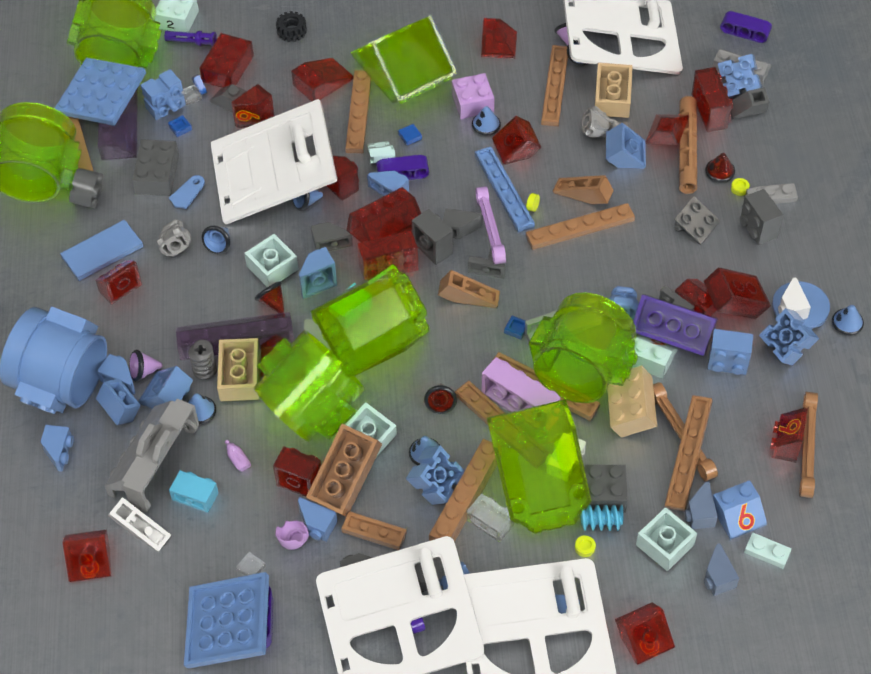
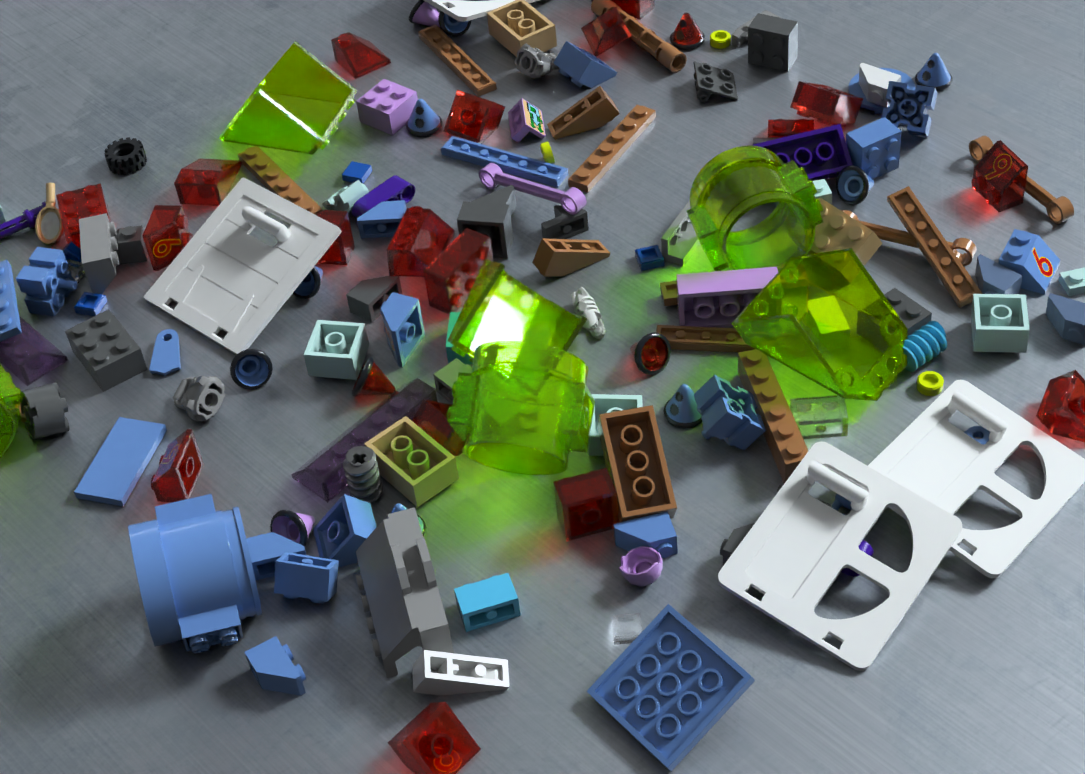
camera: 35 degrees left, 10 degrees down
(204, 92) = (98, 251): none -> light grey slope
(206, 44) = (48, 222): none -> tan piece
(237, 456) = (495, 542): lavender piece -> none
(374, 530) = (718, 506): medium nougat plate -> none
(437, 341) = (586, 306): none -> white hinge
(547, 167) = (525, 119): none -> lavender panel
(695, 369) = (853, 185): none -> medium blue hat

